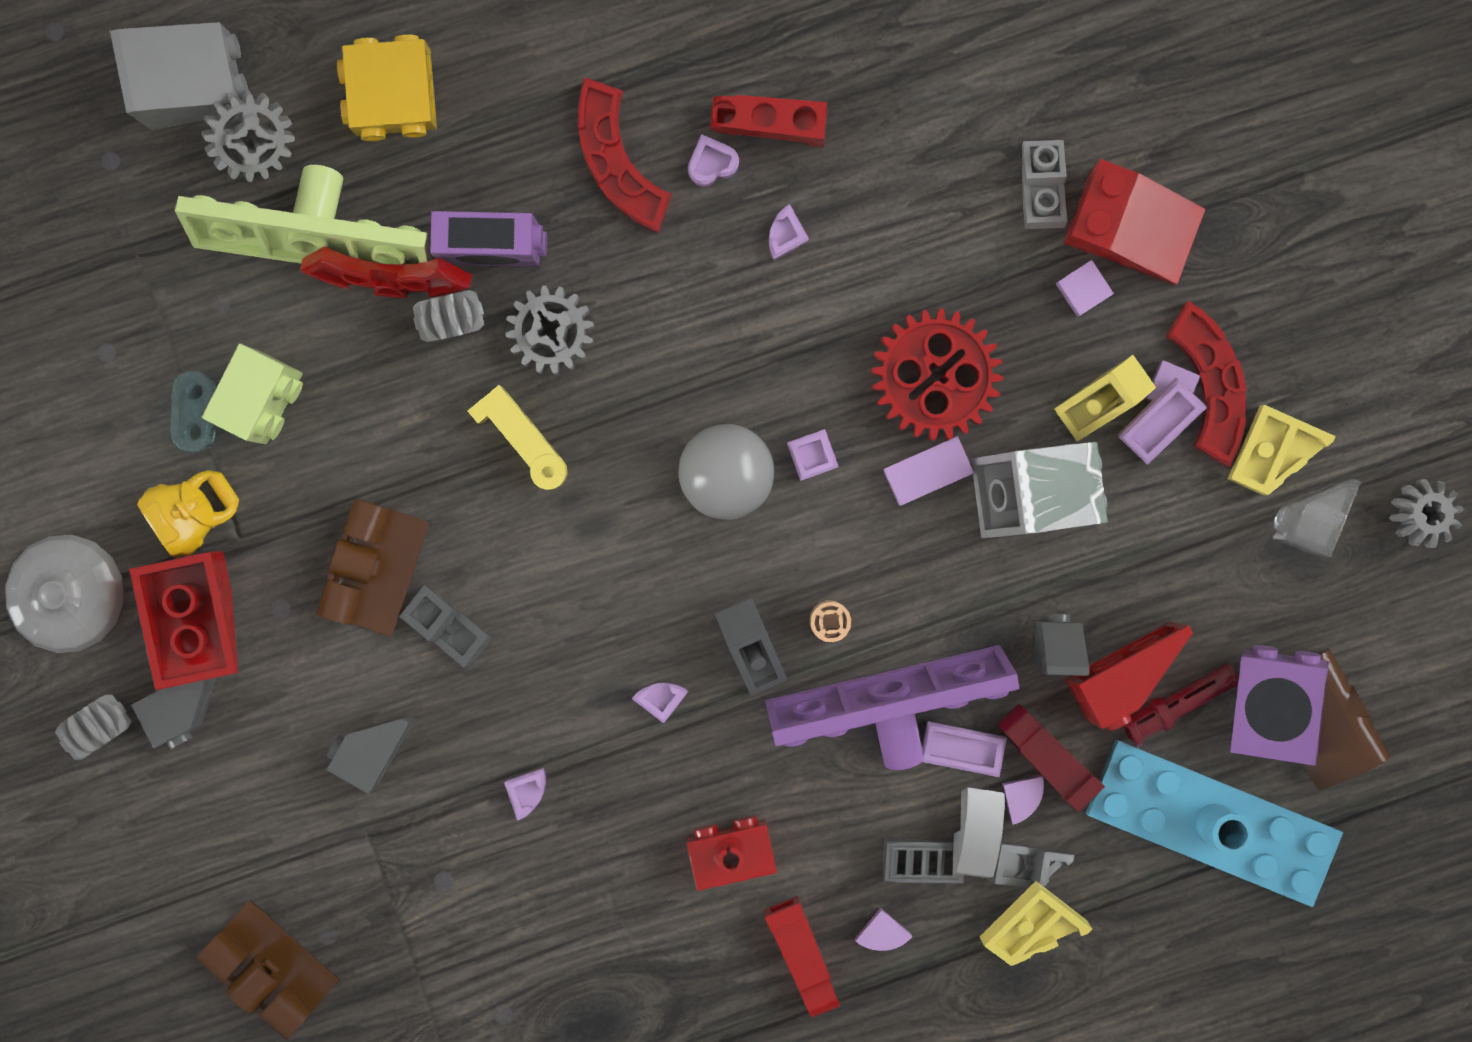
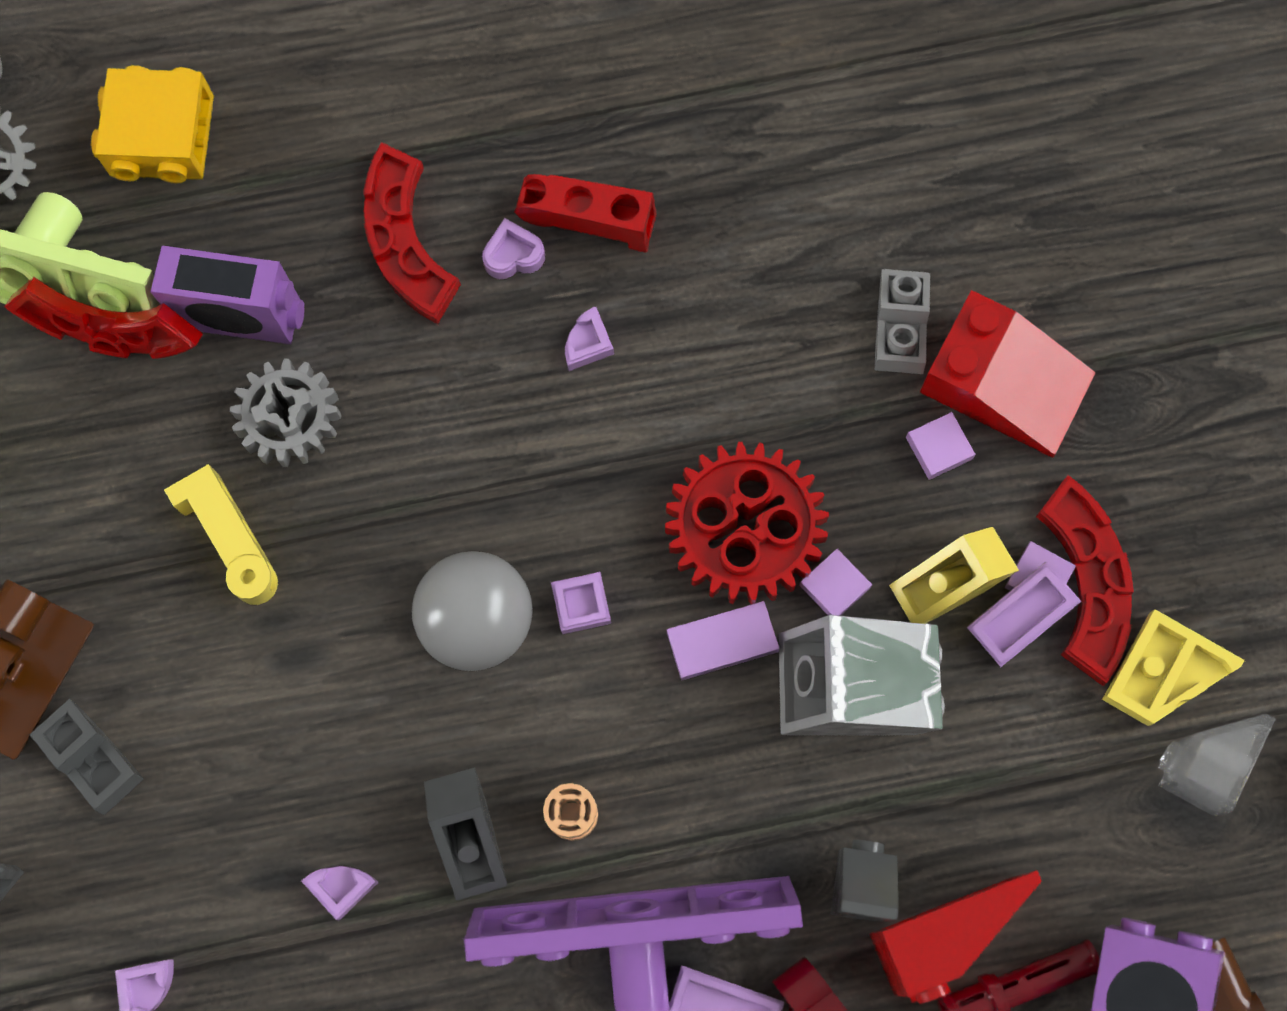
camera: 10 degrees right, 15 degrees down
(448, 316) = (165, 377): light grey gear -> none
(1012, 414) = (835, 584): none -> lavender tile

